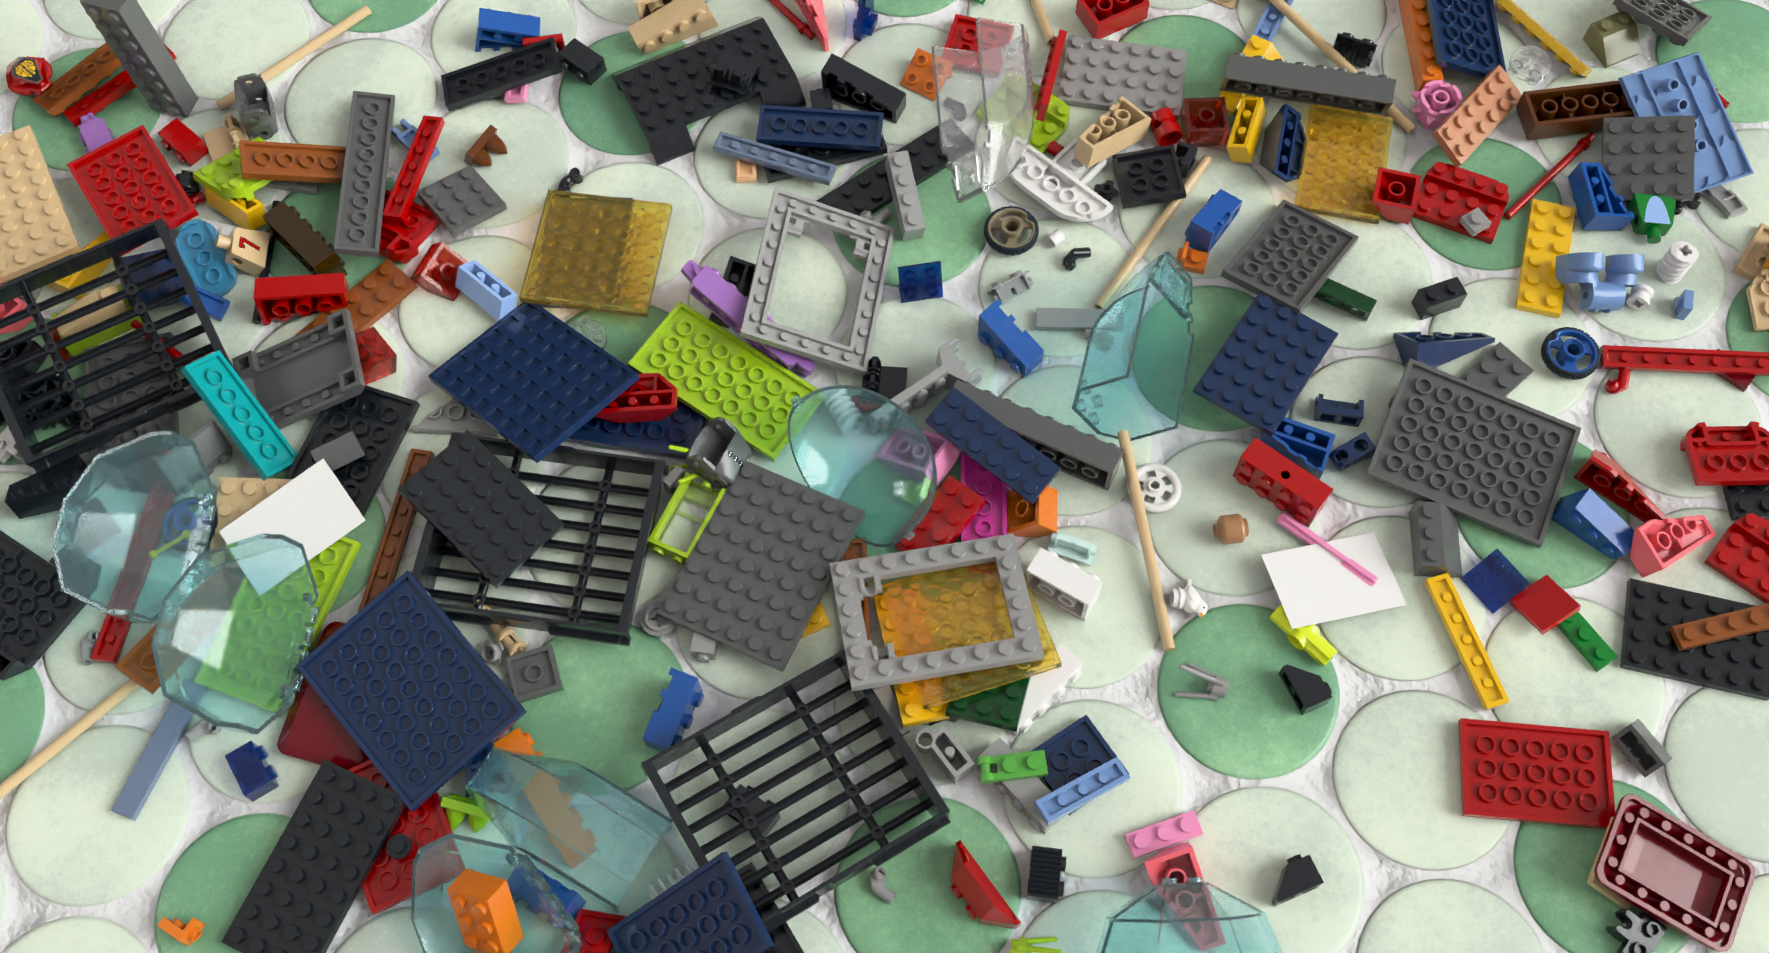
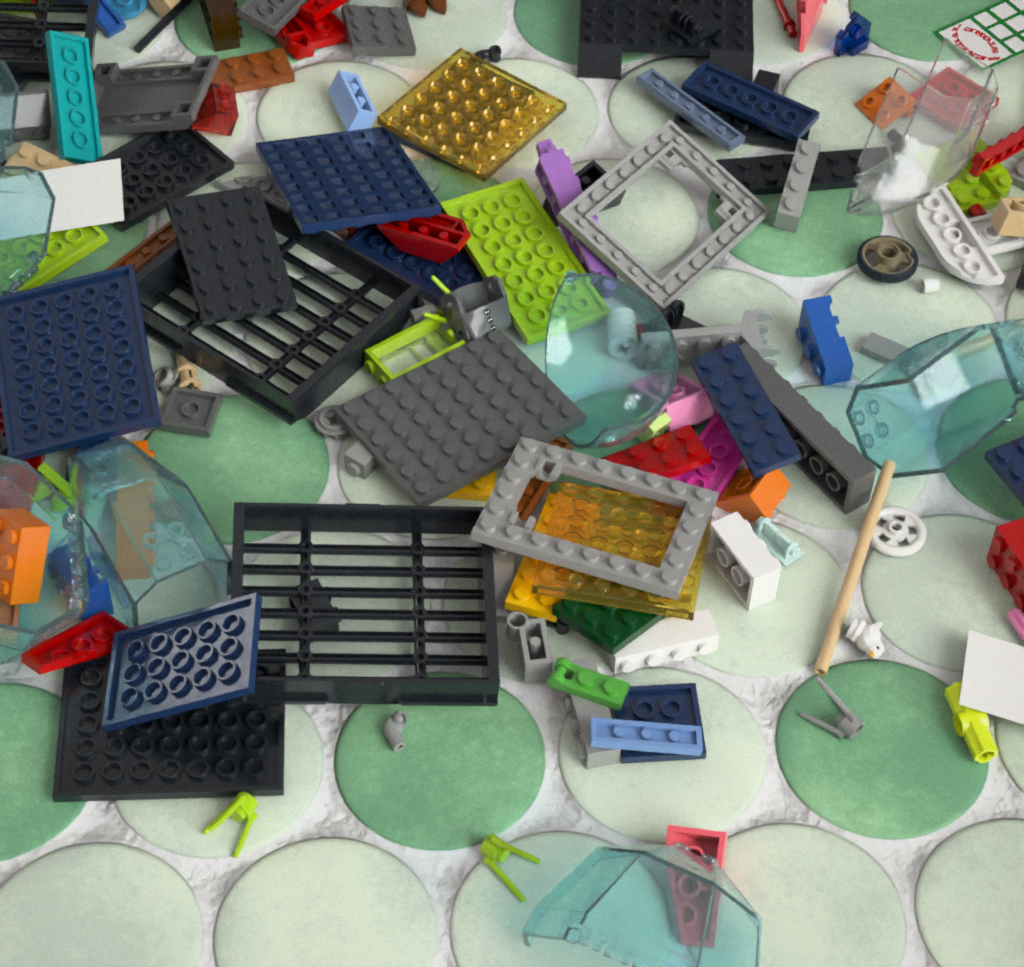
camera: 25 degrees right, 15 degrees down
(298, 295) = (183, 37): red wedge -> none
(339, 451) = (140, 164): dark grey brick -> none
(439, 271) = (318, 74): clear red slope -> none
(674, 711) = (307, 484): blue wedge -> none
(745, 171) = (657, 112): light nougat tile -> none
(861, 89) = (807, 84): black wedge -> none
(881, 217) = (766, 198): light grey arm -> none
(920, 281) = (766, 259): clear blue hinge -> none
(978, 892) = (486, 779): red wedge -> none
(1018, 282) = (867, 301): light grey hinge -> none
(1044, 874) = (563, 797): black brick -> none
(1073, 255) = (938, 305): black arm -> none
(1107, 195) = (1009, 267): black plate -> none
(1163, 834) = (736, 826): bright pink plate -> none
(1231, 529) = (951, 596): medium nougat head -> none
(1296, 879) = (820, 929): black slope -> none
(1305, 688) = (943, 769): black slope -> none

